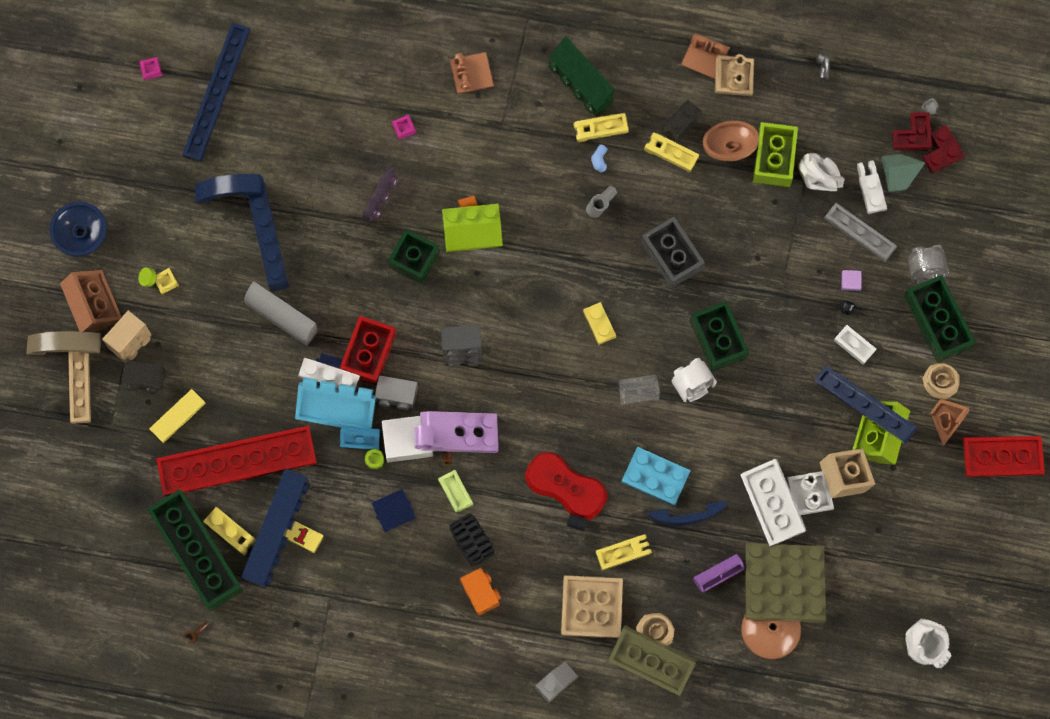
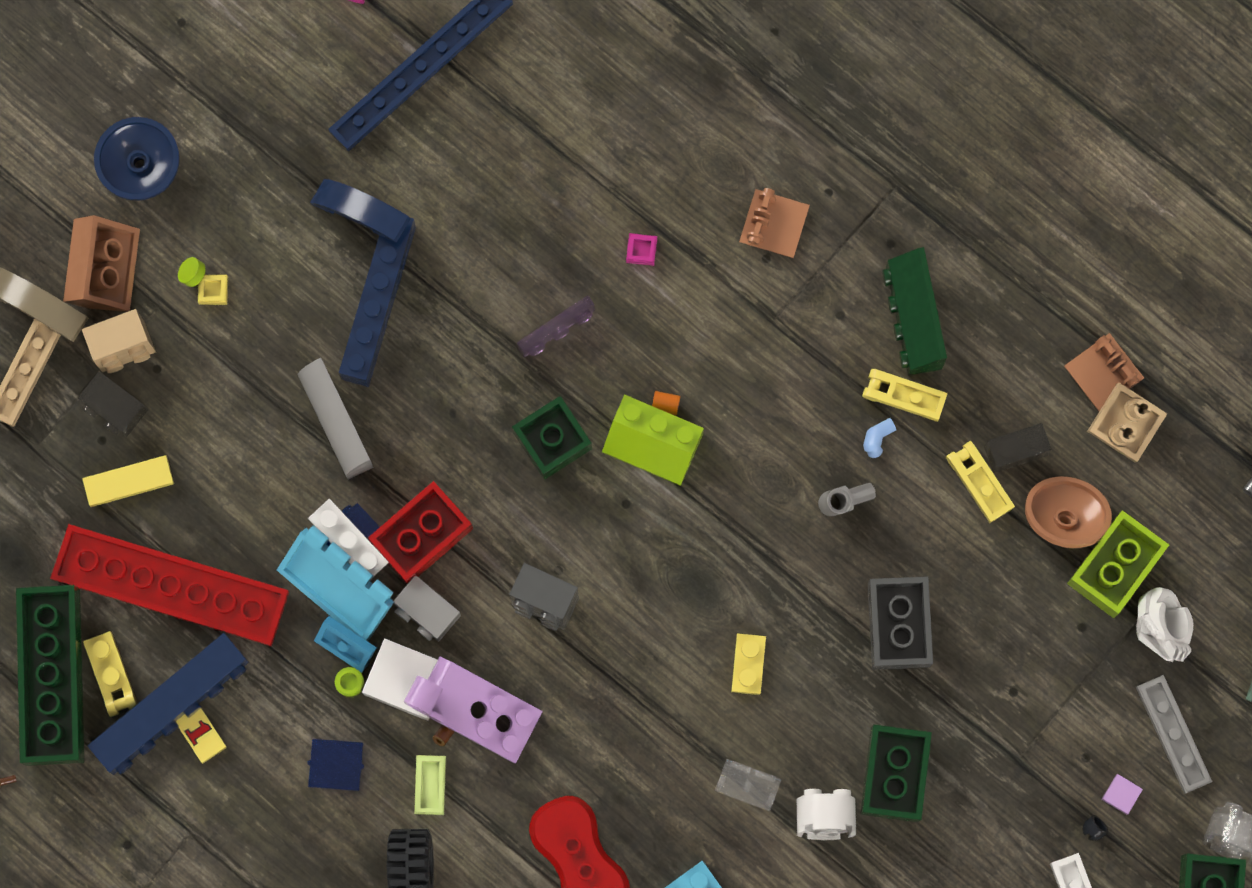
camera: 30 degrees right, 5 degrees up
(871, 189) = (1224, 683): white hinge -> none

